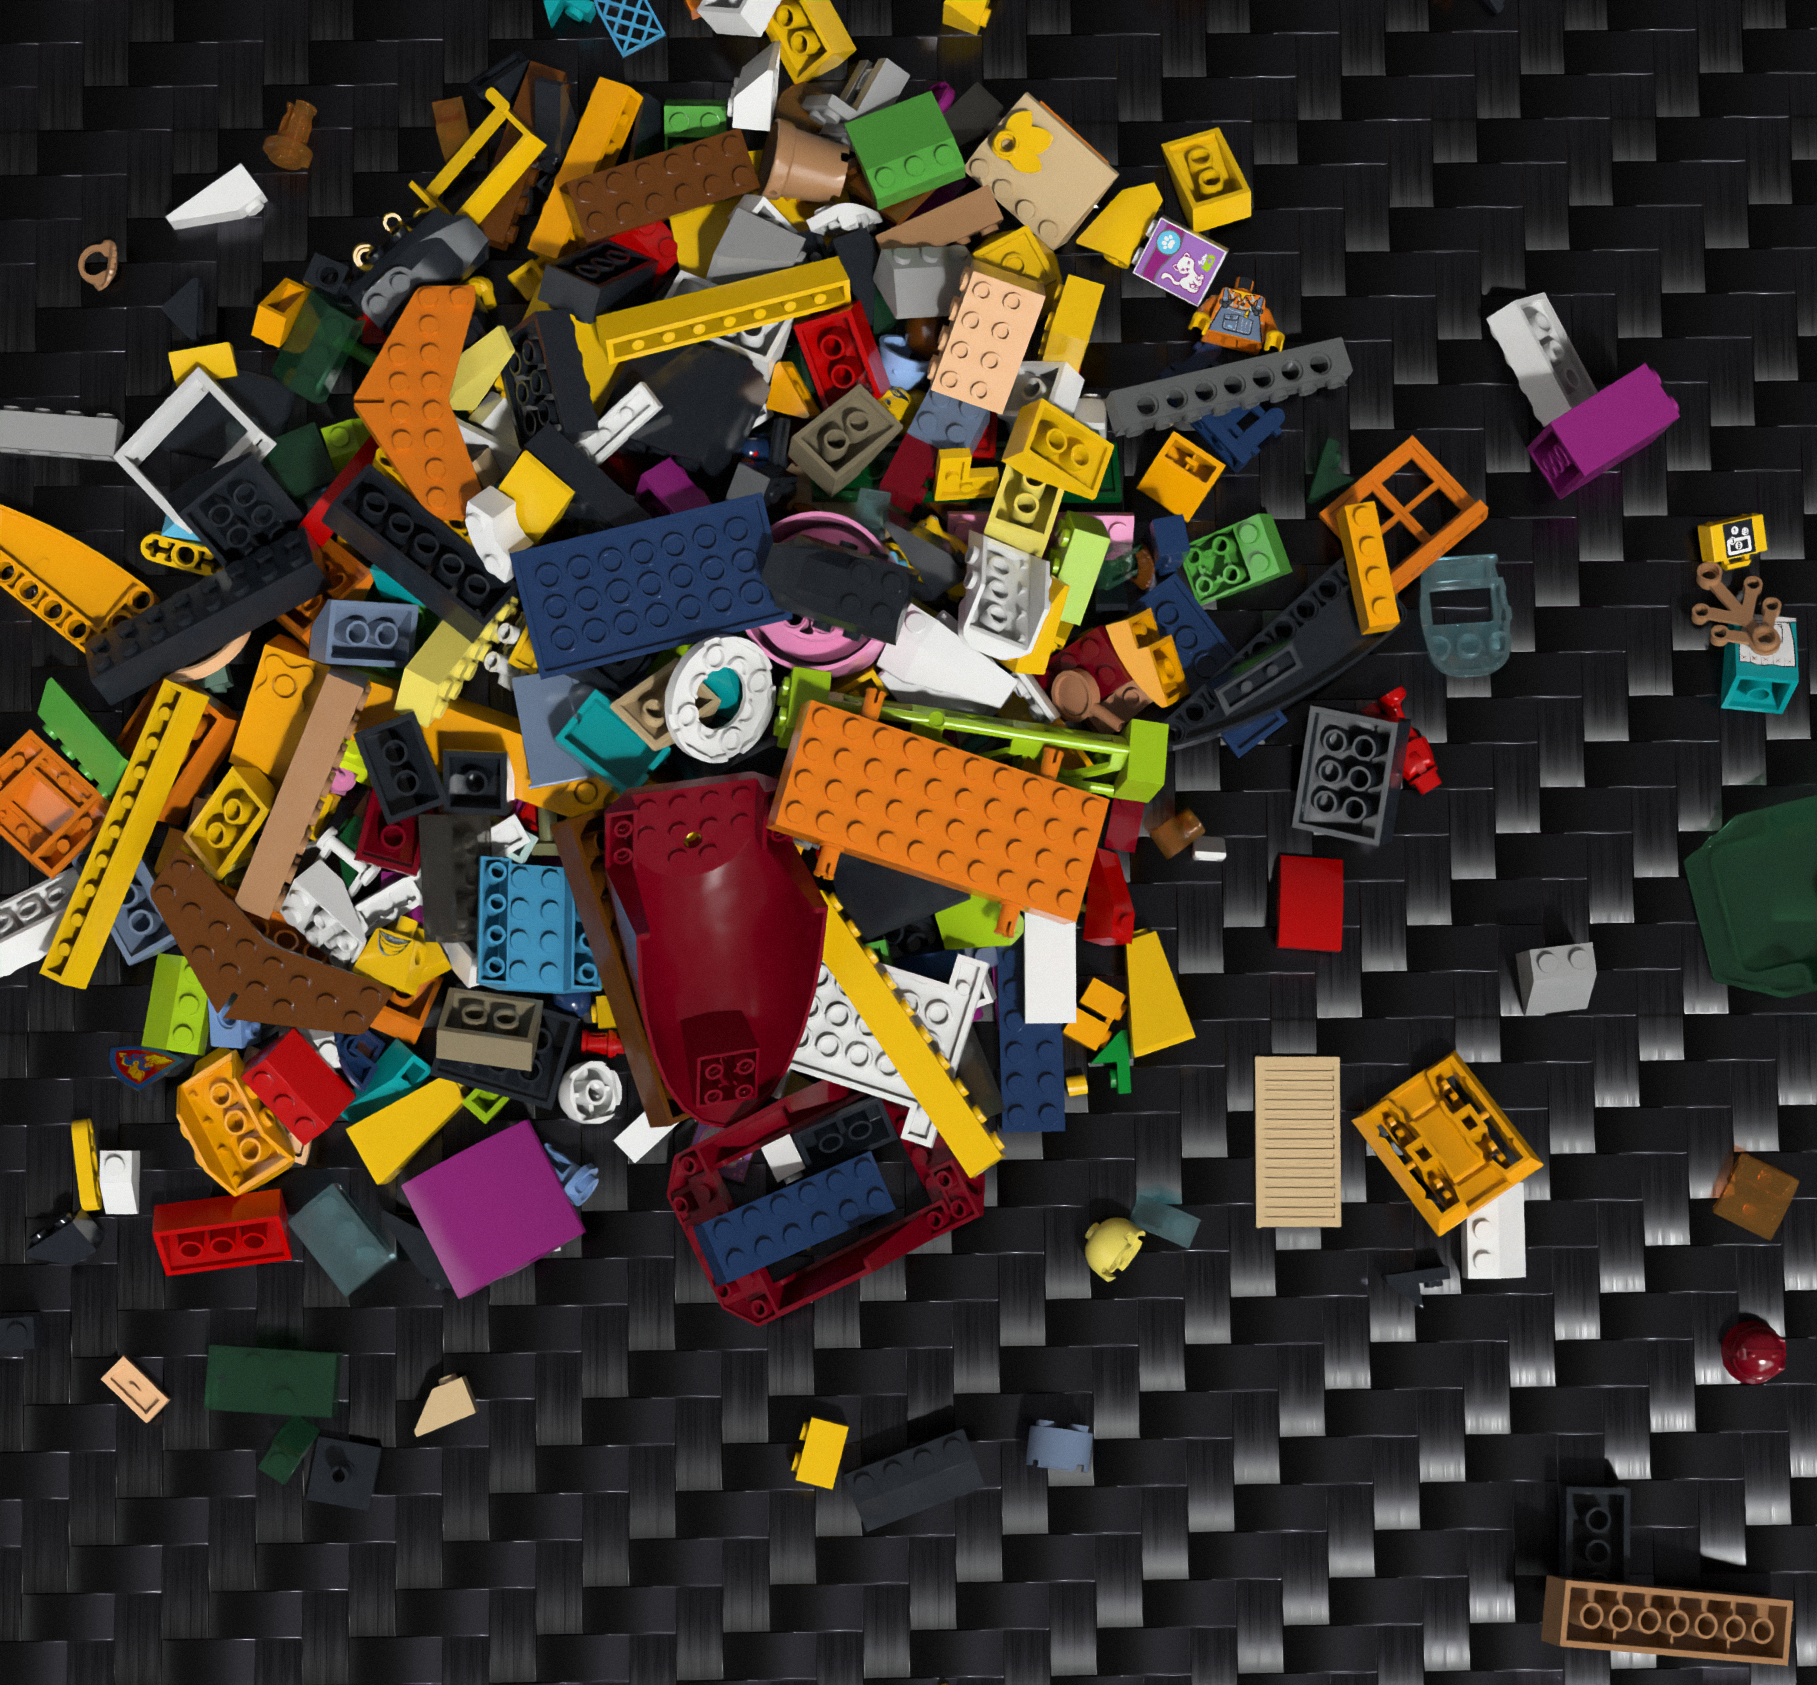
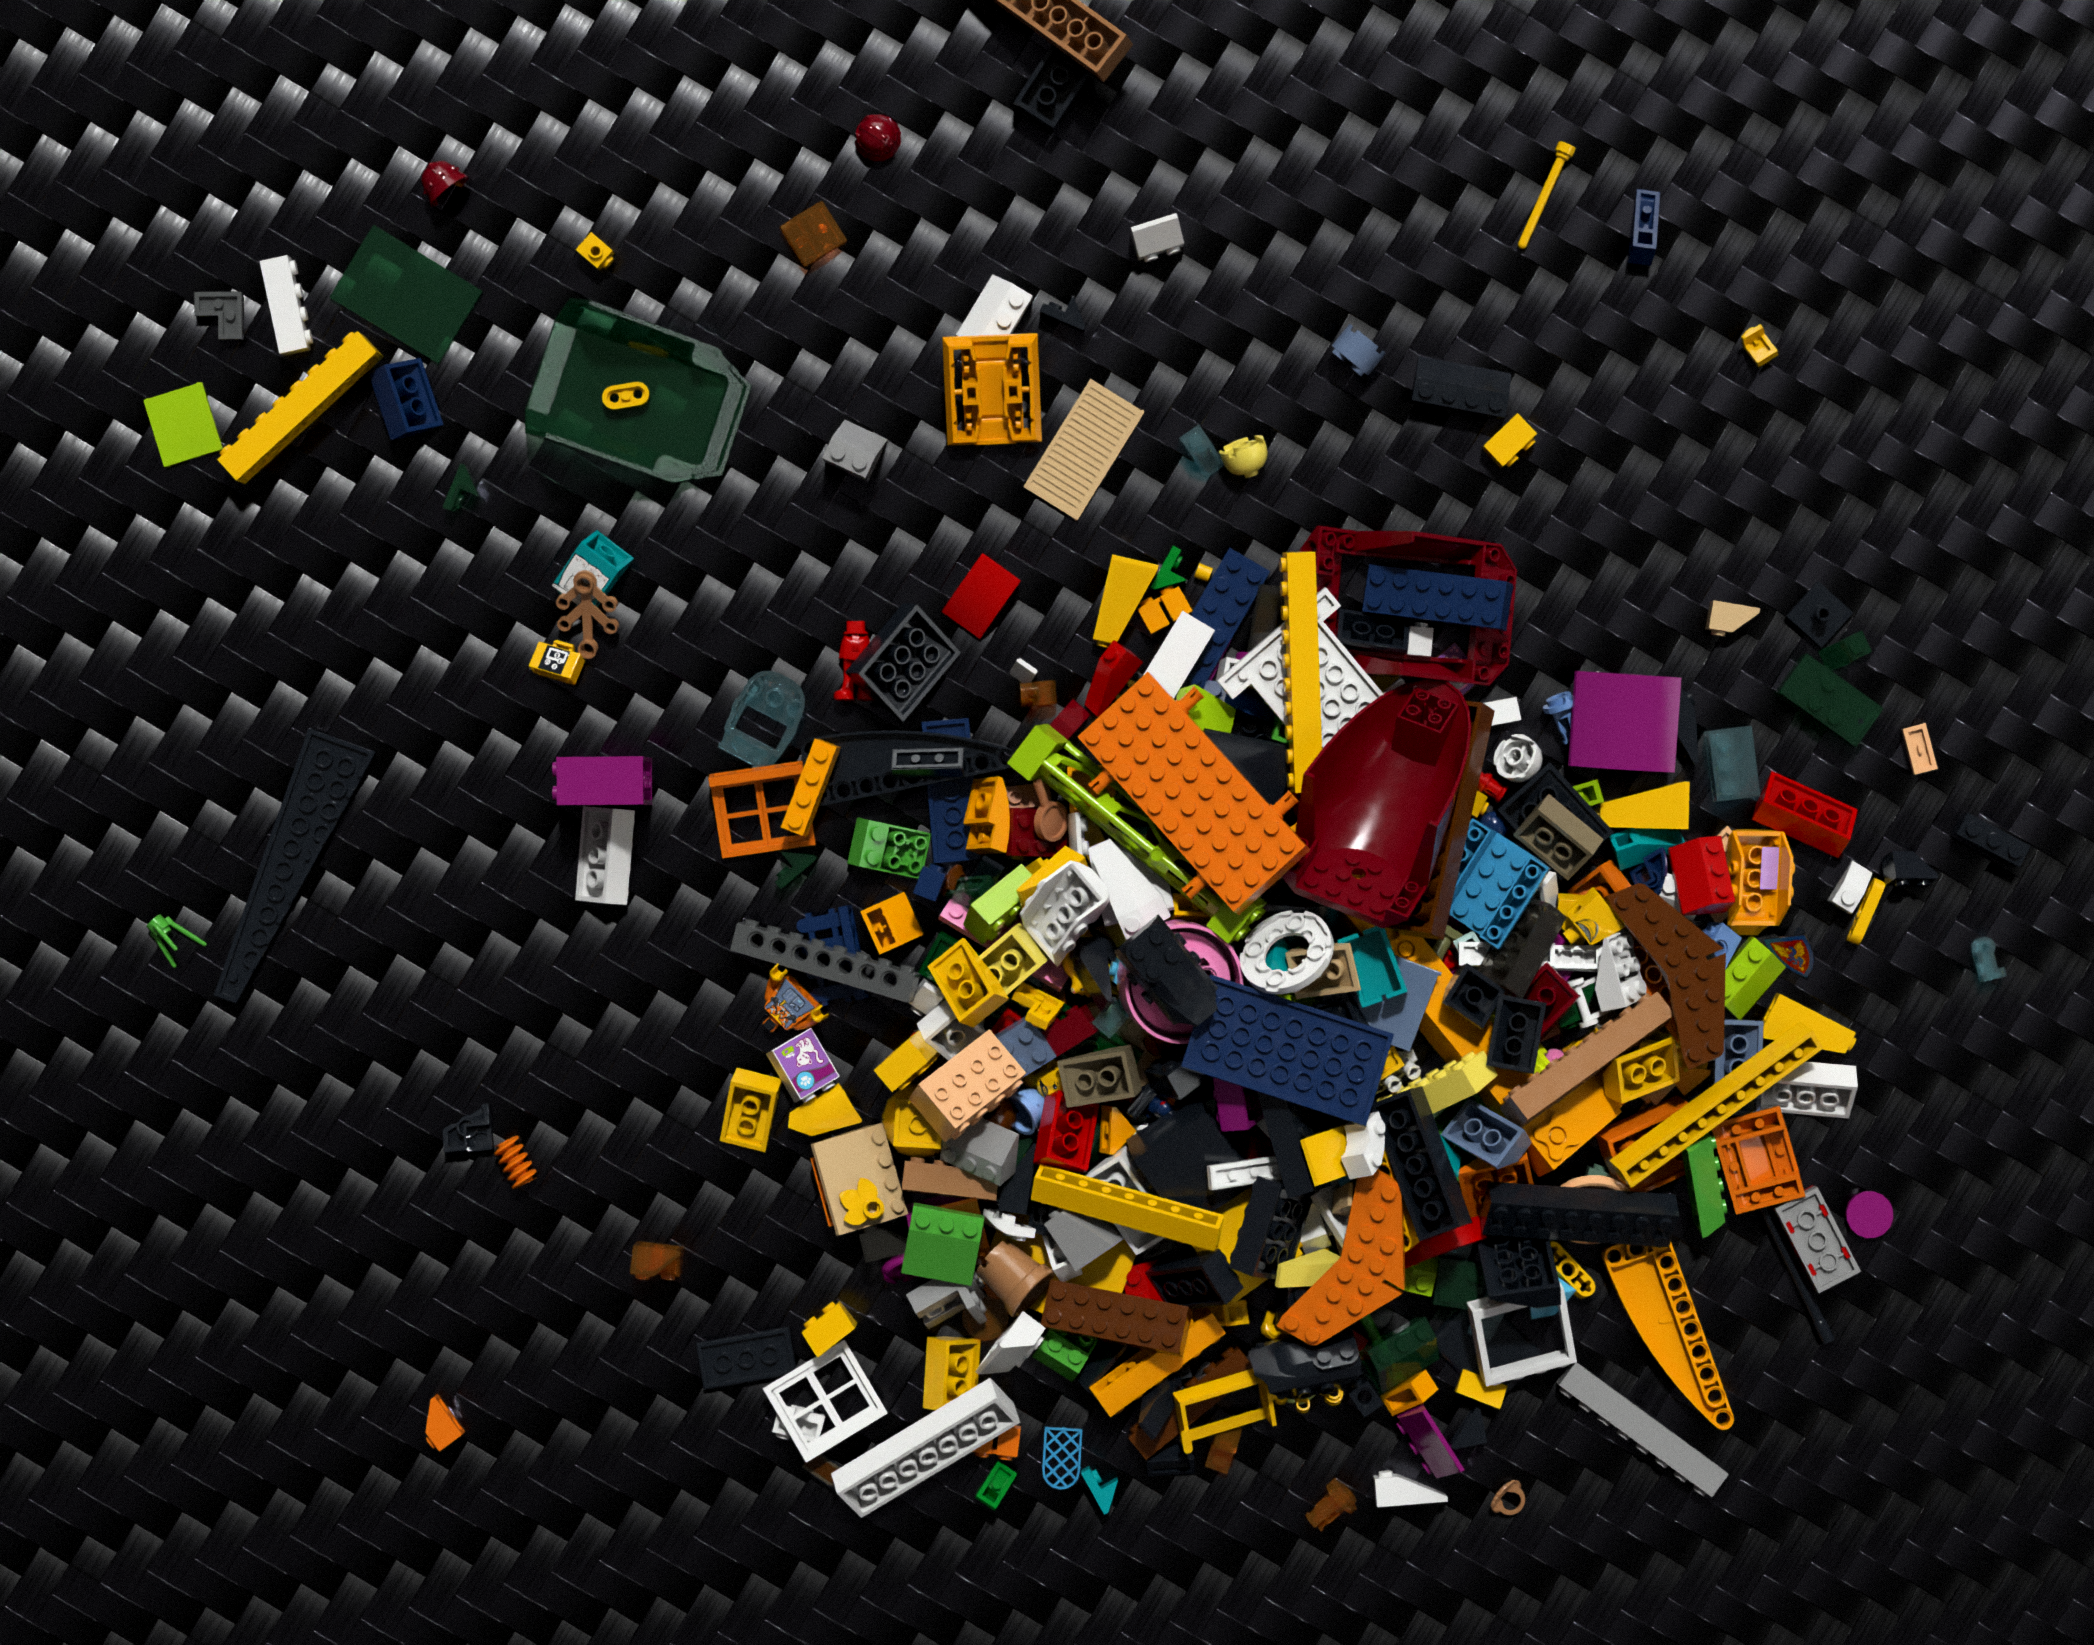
camera: 140 degrees left, 5 degrees up
(107, 991) = (1786, 1013): none -> yellow slope
(223, 270) = (1429, 1442): none -> magenta slope
(226, 1144) = (1769, 868): none -> lavender sticker
(1368, 1434) = (1157, 237): none -> white slope

